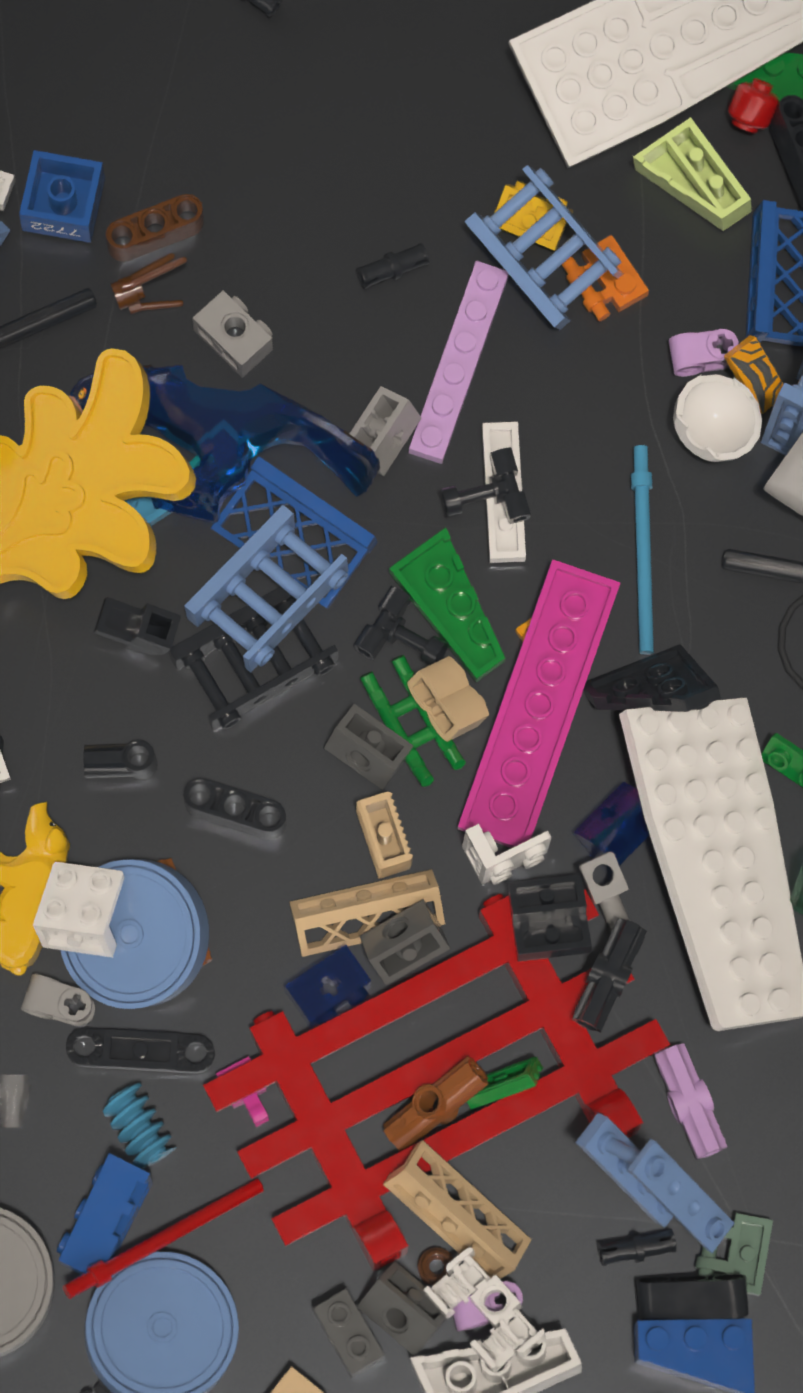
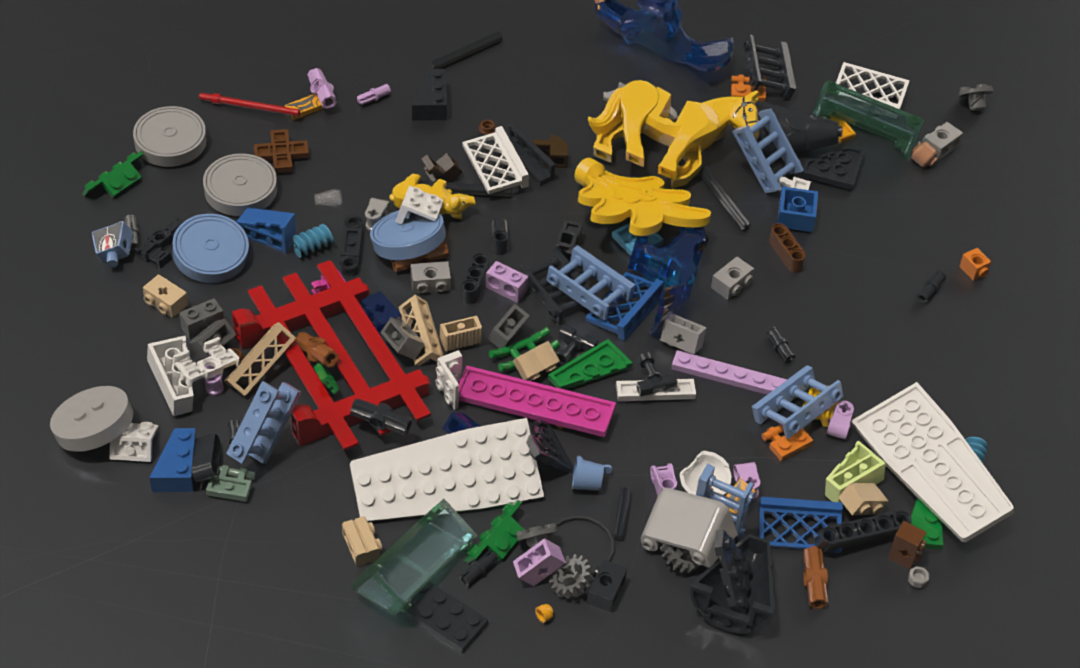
camera: 90 degrees right, 25 degrees down
(102, 1273) = (238, 218): red bar -> none
(129, 289) = (750, 239): reddish brown plant -> none
(230, 915) = (430, 277): none -> light grey brick
(247, 748) = (506, 281): none -> lavender brick
(549, 917) = (414, 394): black slope -> none
(575, 183) = (841, 420): none -> lavender piece
(607, 894) = (429, 423): light grey bracket -> none
(642, 482) = (667, 452): dark azure bar -> none
(690, 1101) = (314, 464): lavender piece -> none
(707, 491) = (663, 477): none -> lavender piece
(707, 619) = (588, 474): none -> medium blue hat
(753, 105) = (903, 501): red head -> none
(754, 164) = (863, 499): none -> tan brick

